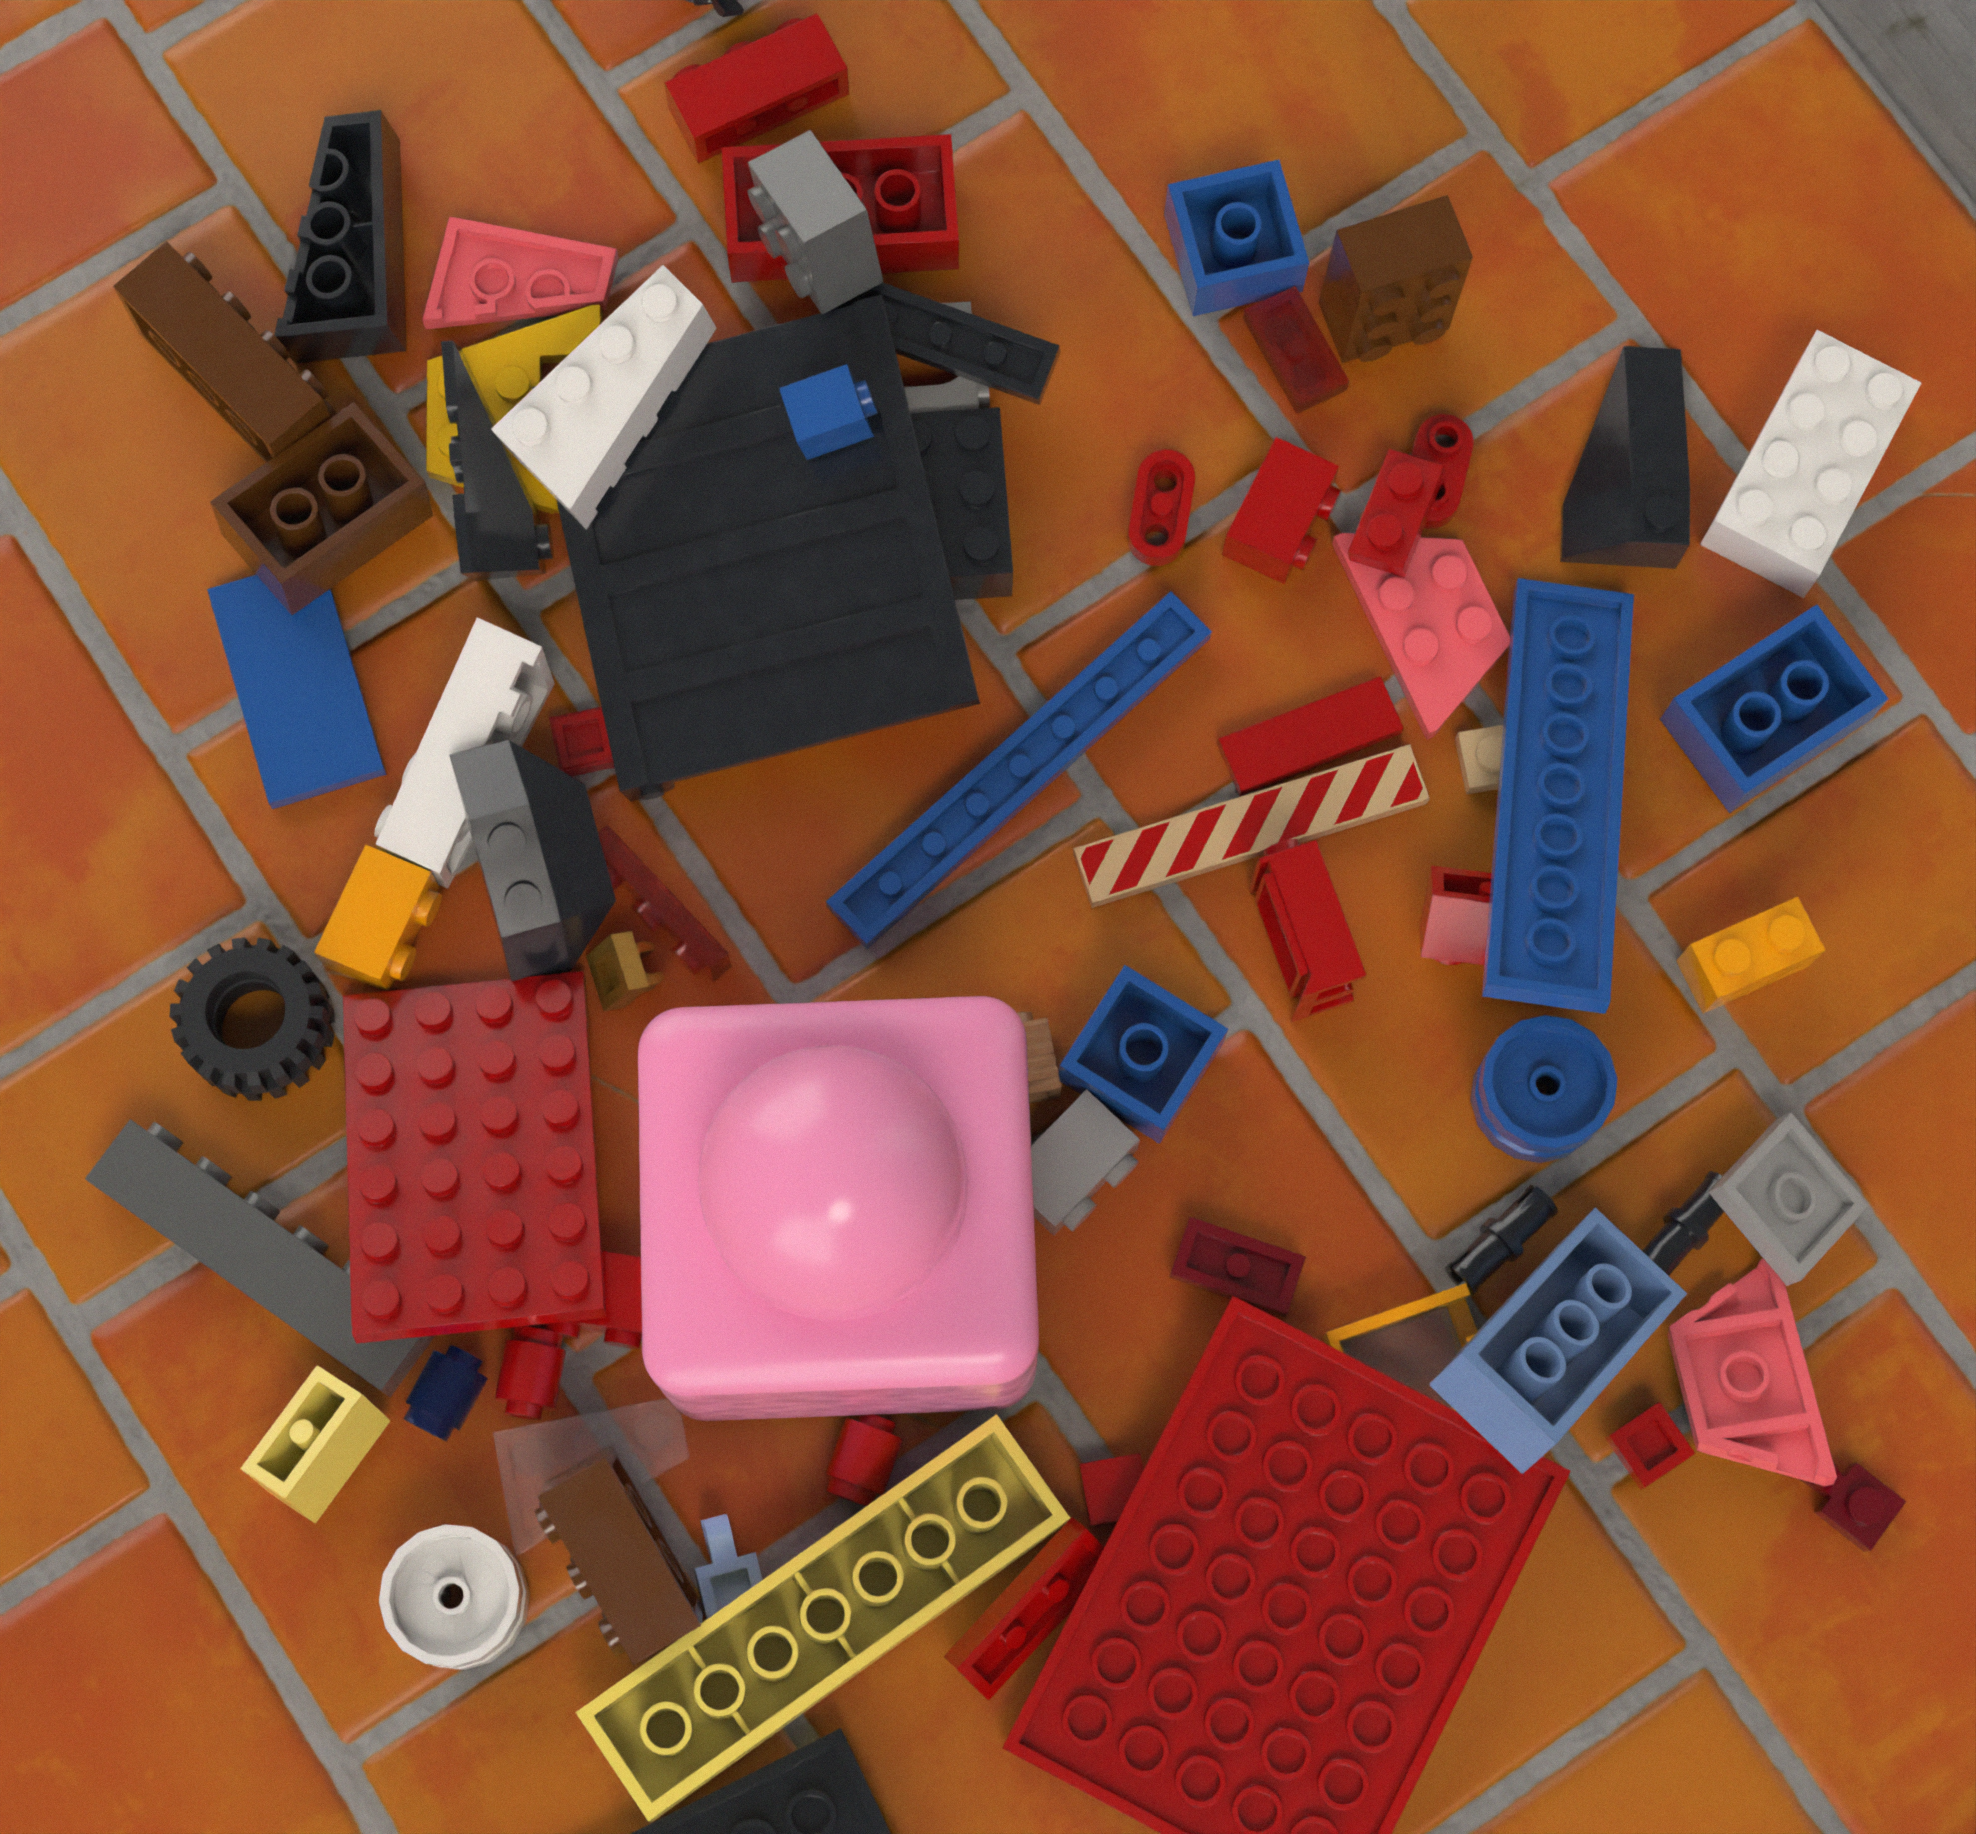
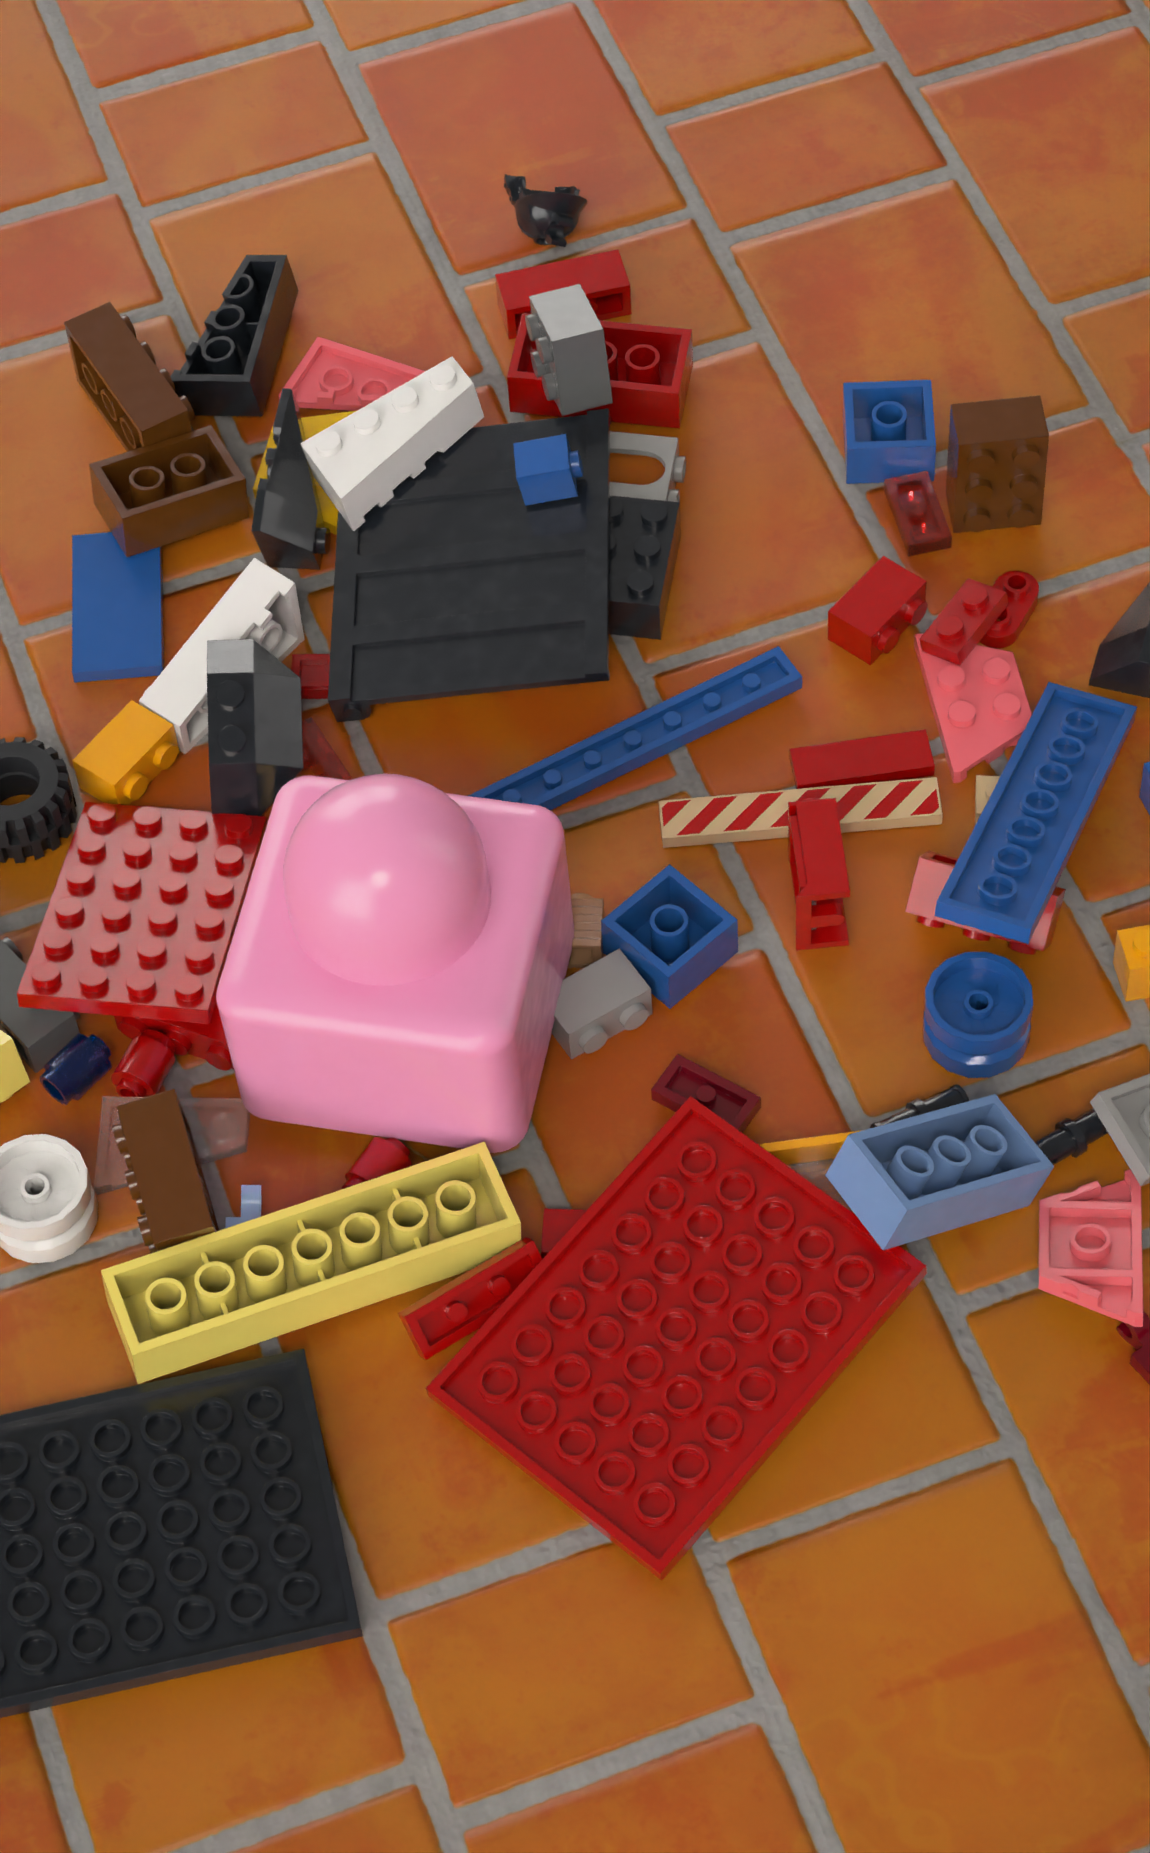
camera: 20 degrees right, 20 degrees down
(967, 344) = (665, 456): black plate -> none
(1161, 510) = (784, 598): red plate -> none
(1650, 1445) = (1003, 1282): red plate -> none

